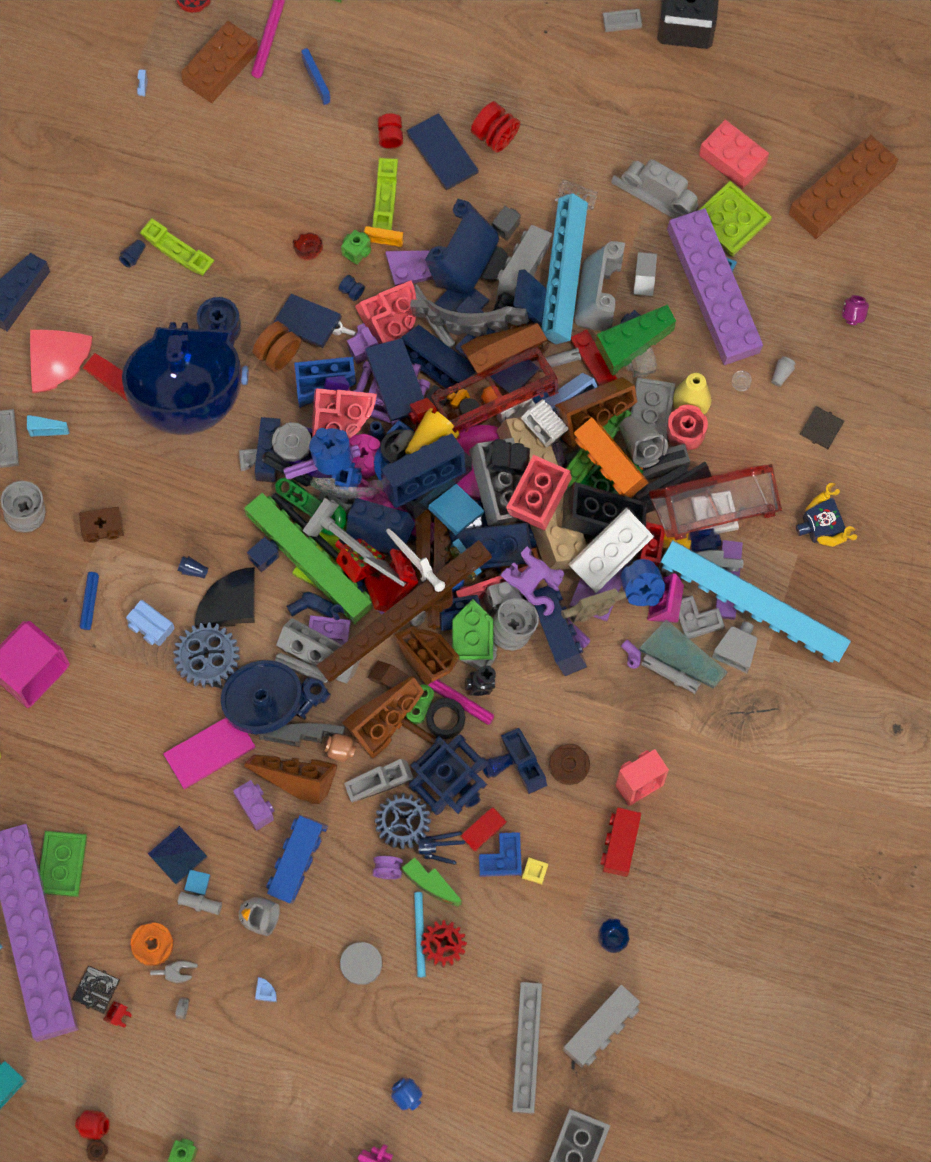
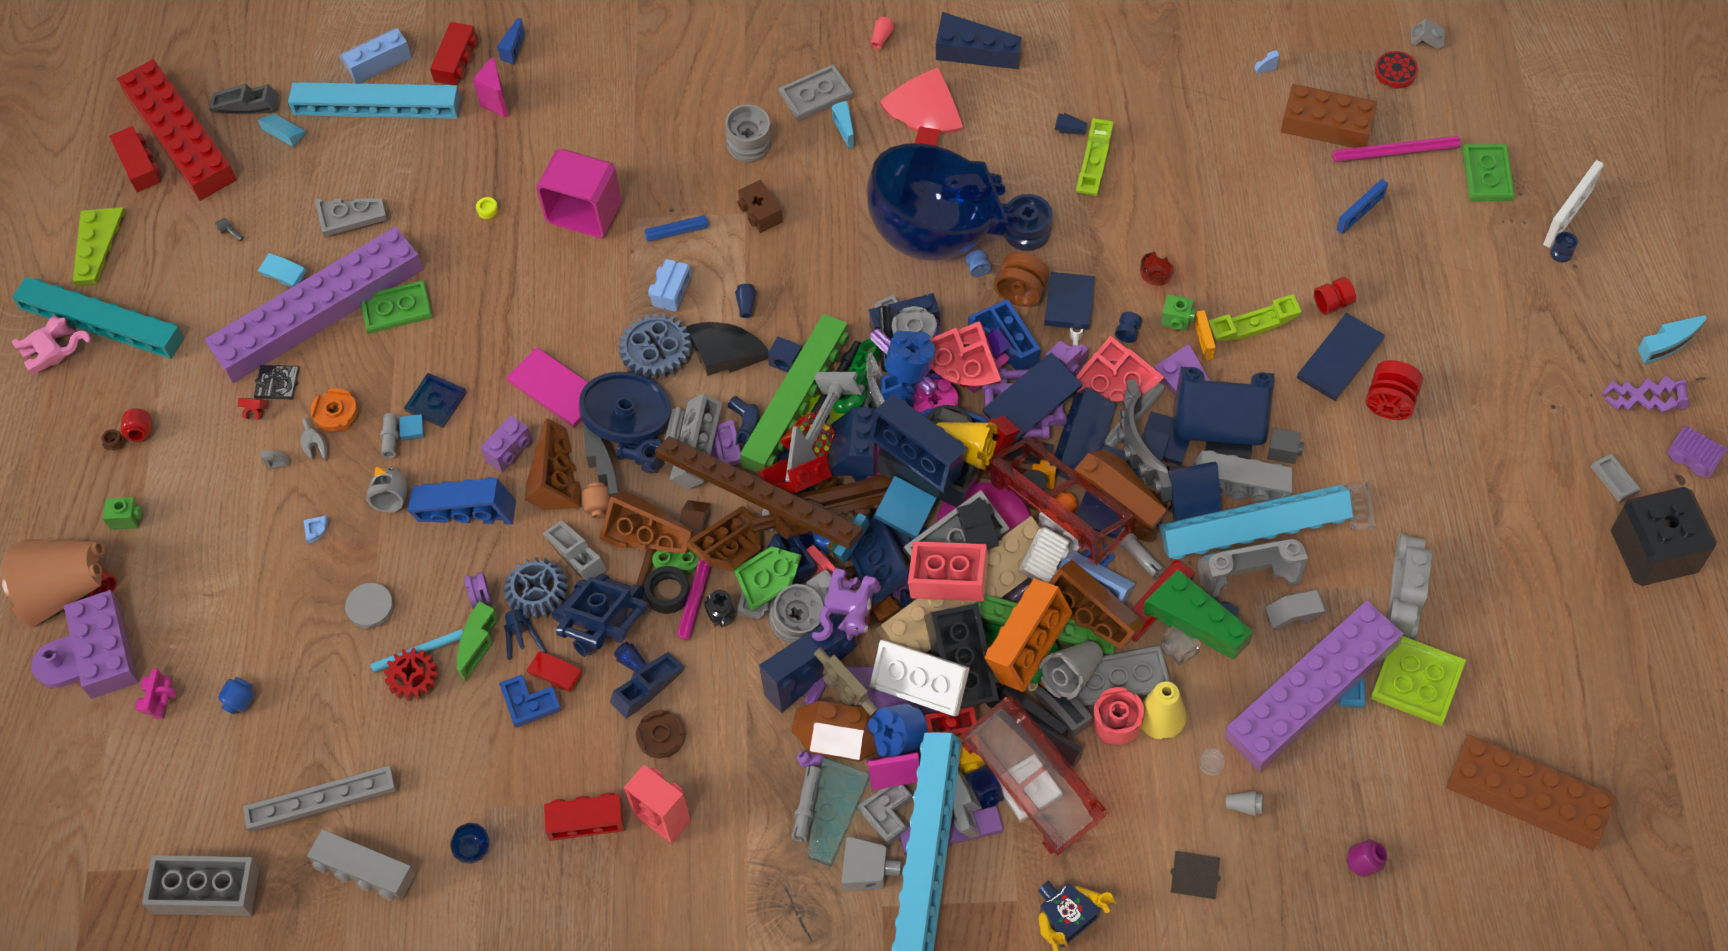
camera: 75 degrees right, 10 degrees down
(377, 431) = (970, 404): dark blue cone -> none
(423, 564) = (810, 480): white sword -> none
(535, 871) = (524, 740): light yellow tile -> none
(620, 633) = (834, 730): none -> dark orange wedge
(733, 154) = (1504, 652): coral brick -> none

